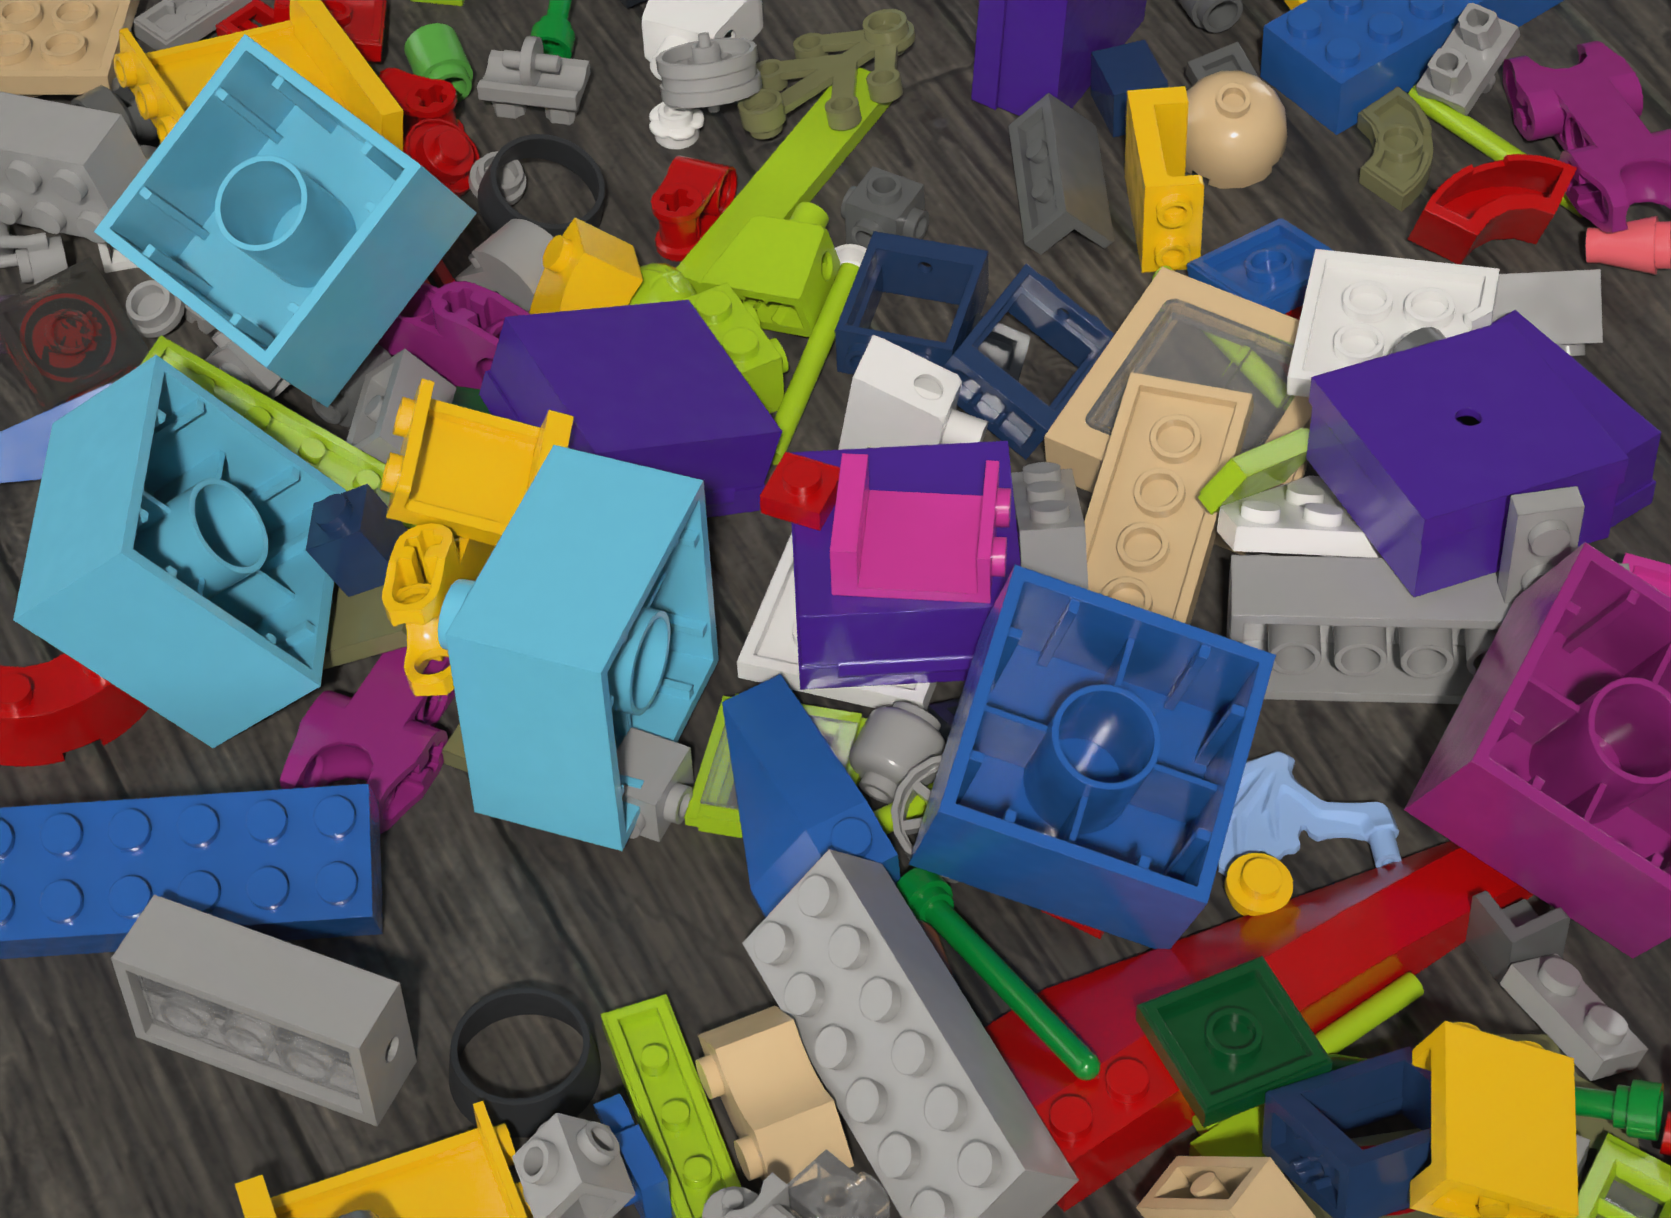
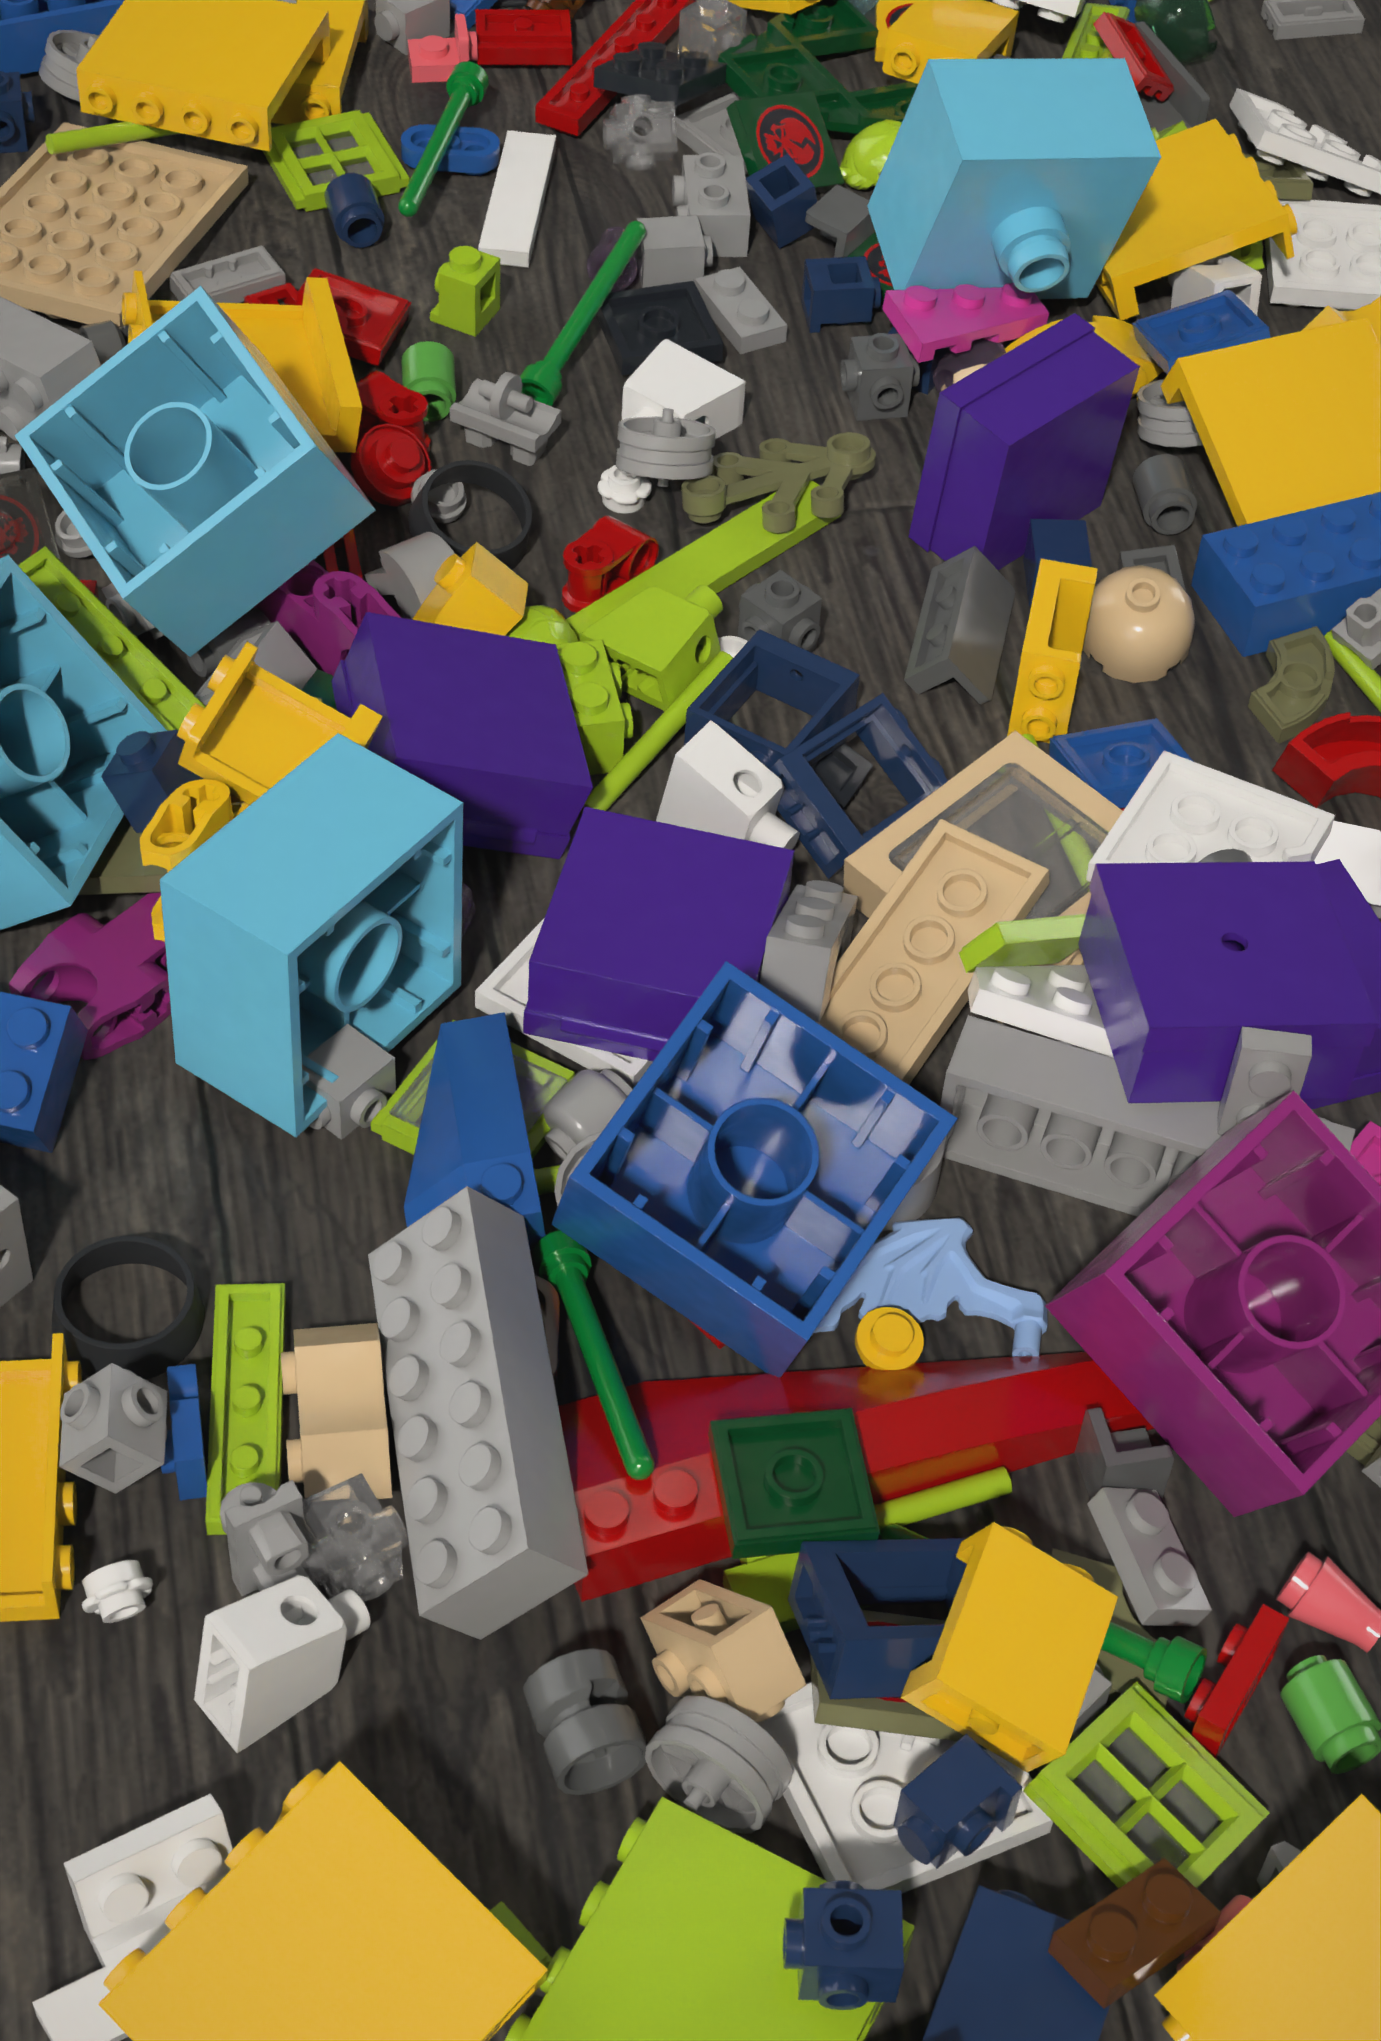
camera: 10 degrees right, 0 degrees up
(801, 491) = (578, 844): red plate -> none
(917, 541) = (661, 917): dark pink panel -> none

